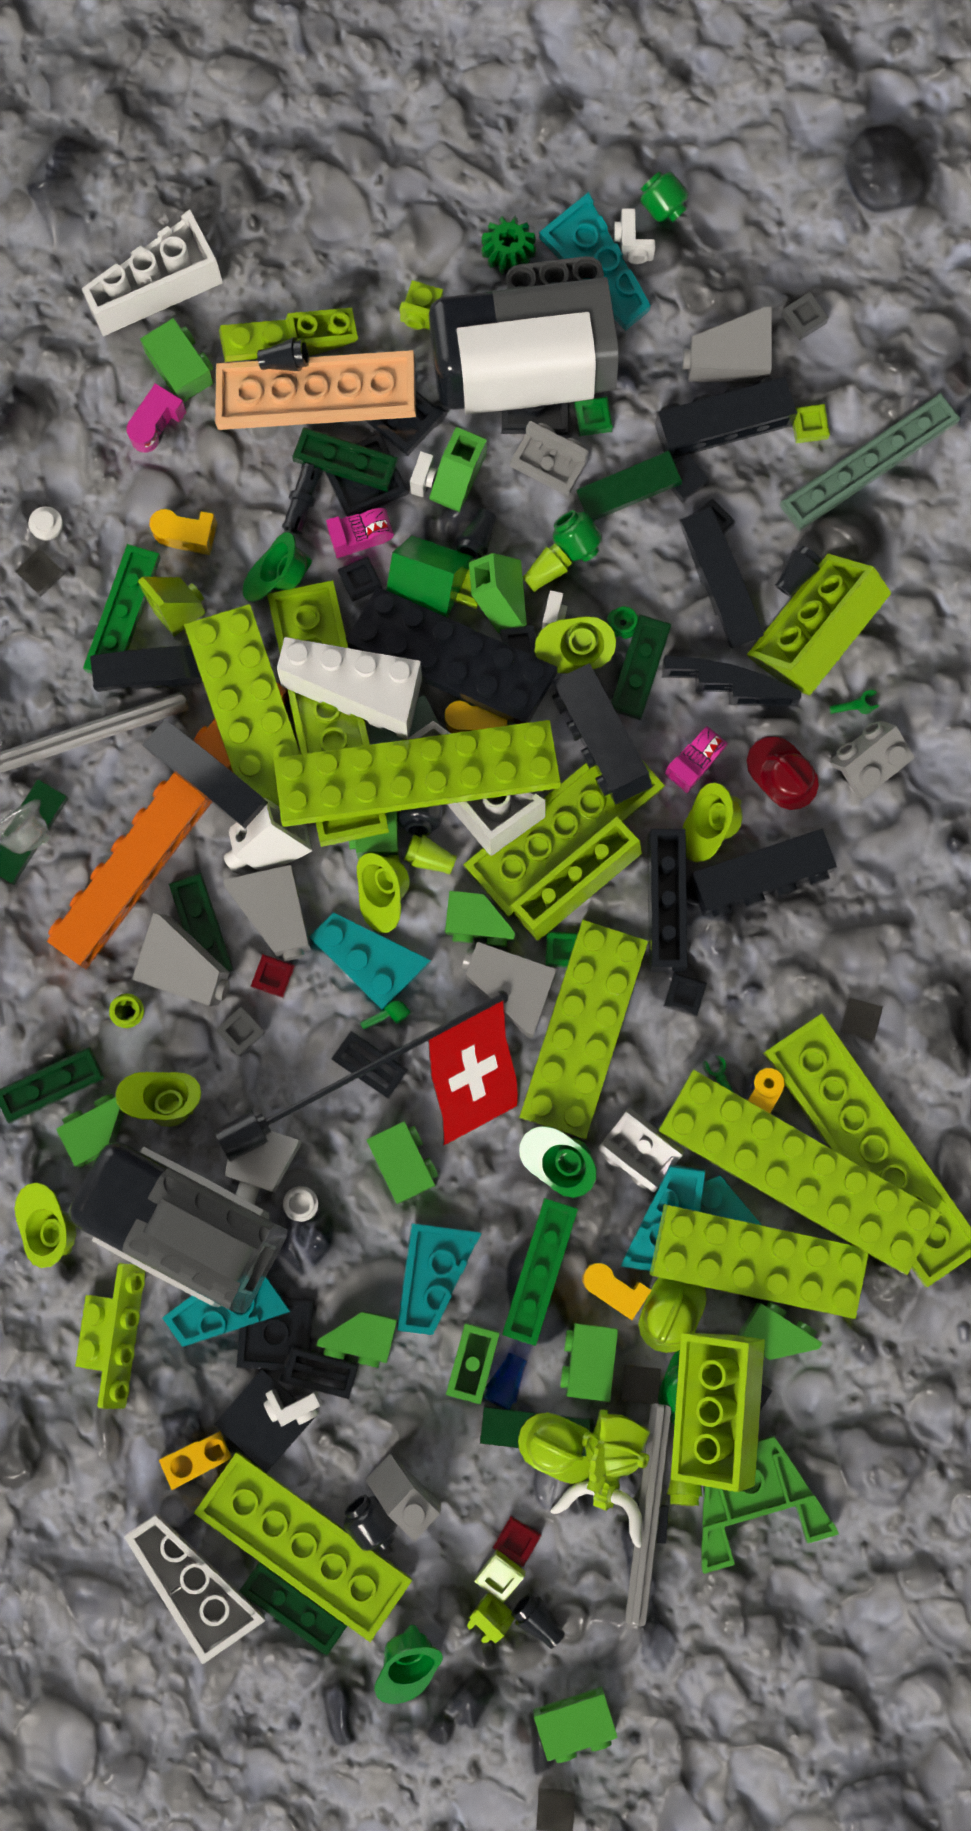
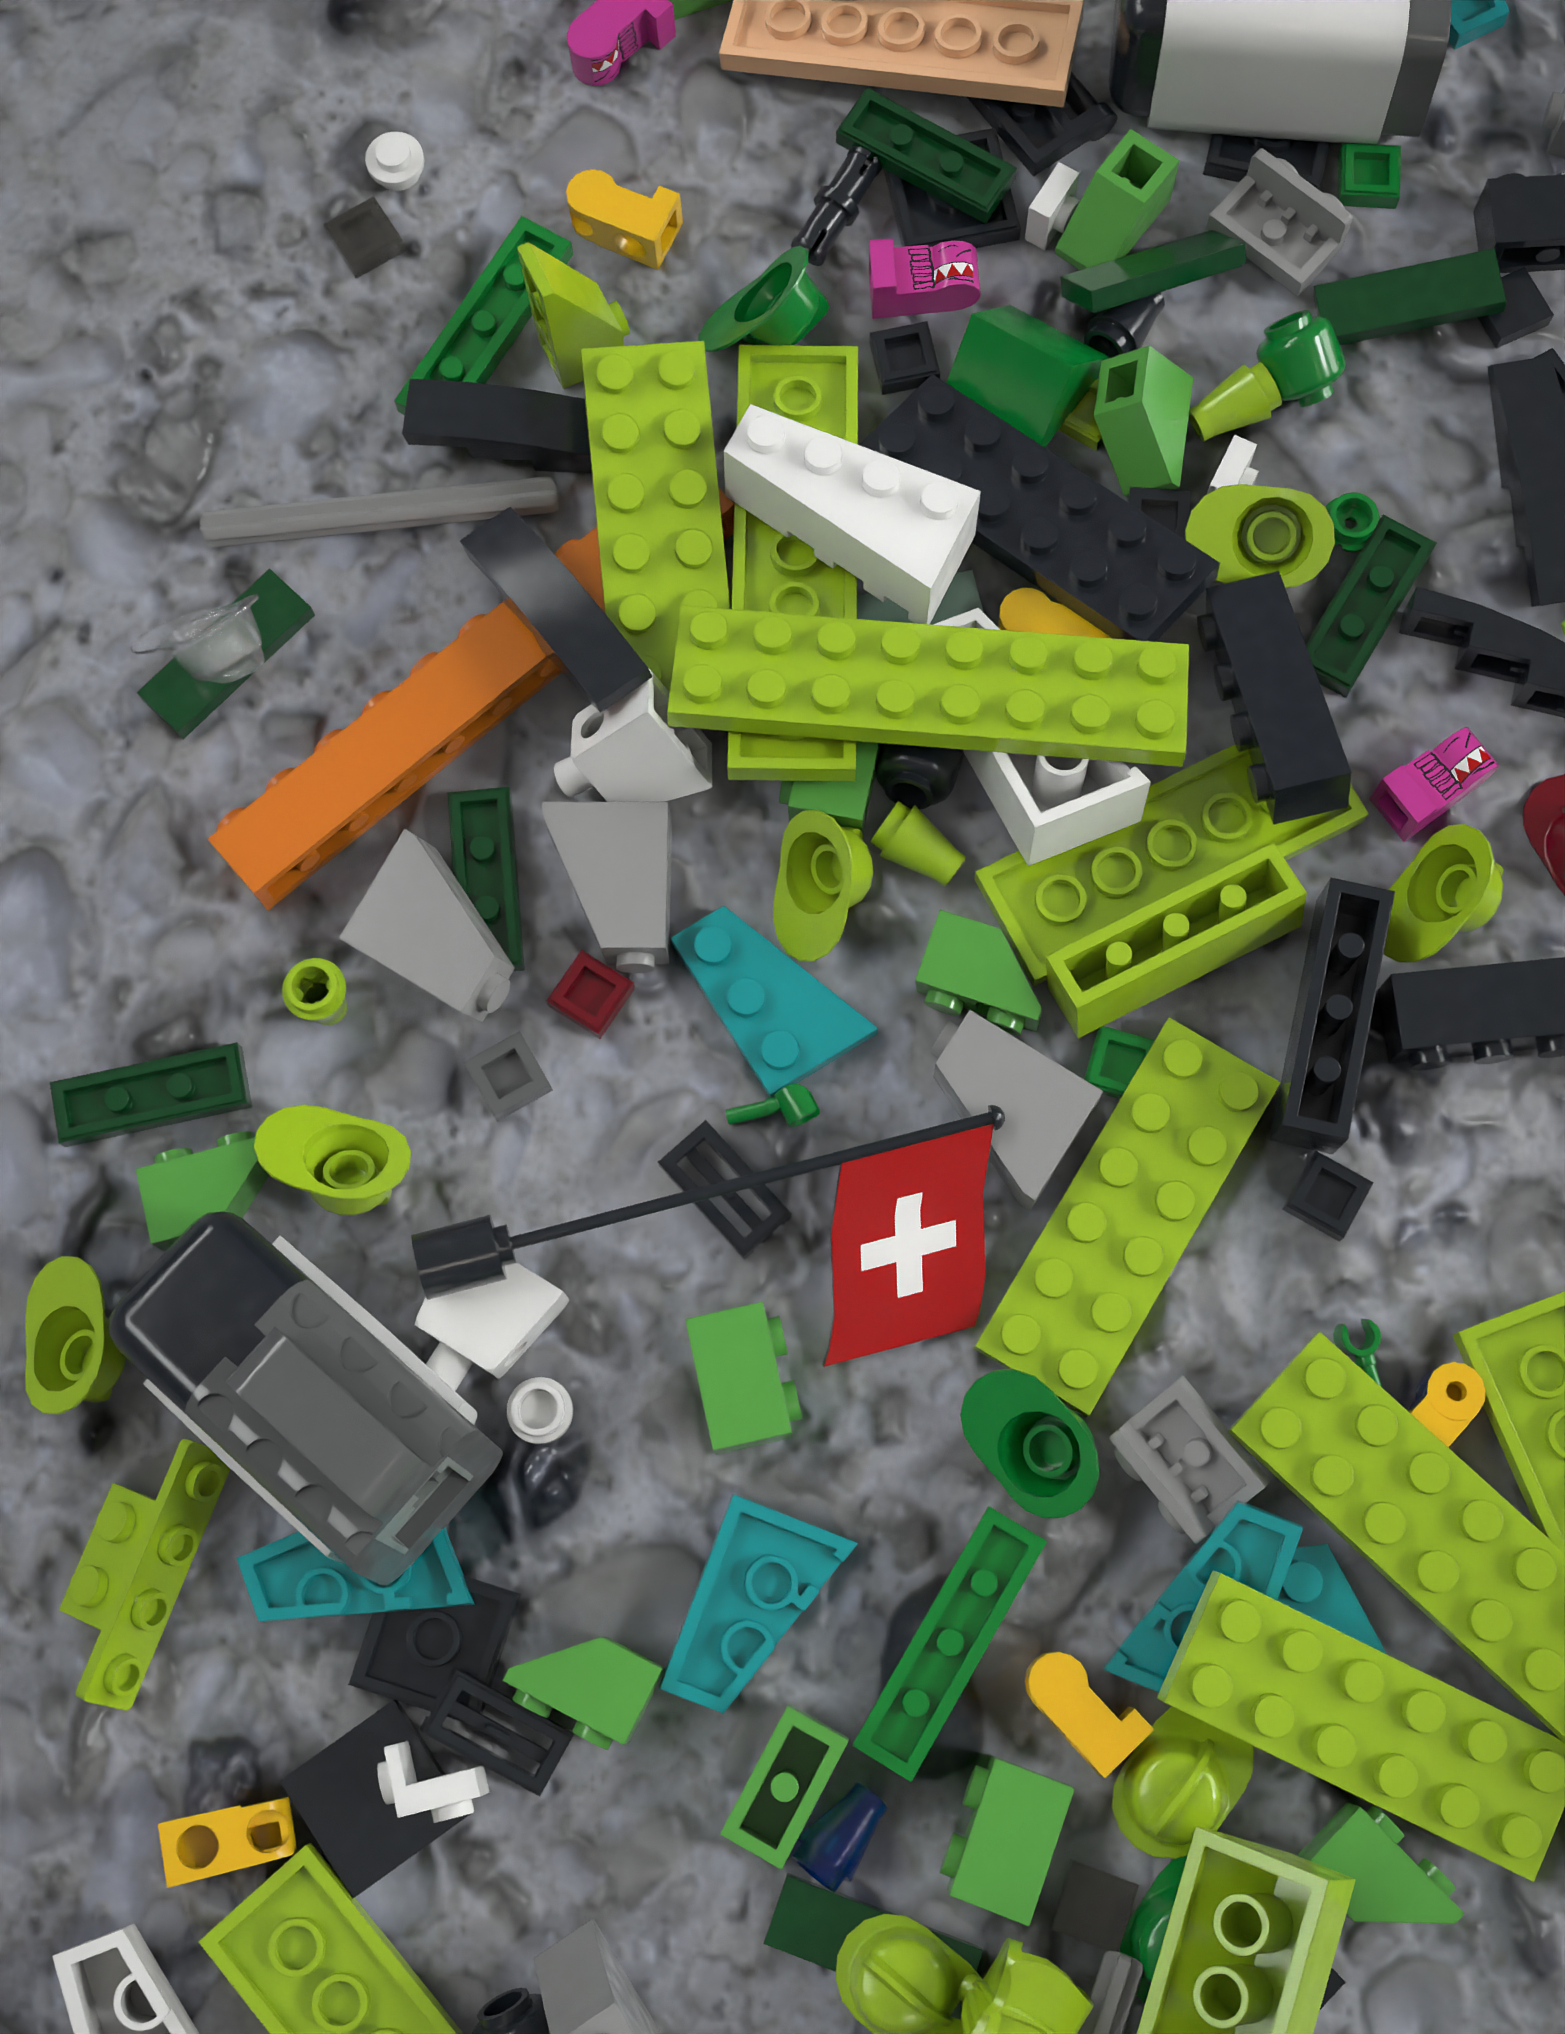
camera: 20 degrees right, 5 degrees down
(486, 502) = (1153, 271): none -> dark green tile

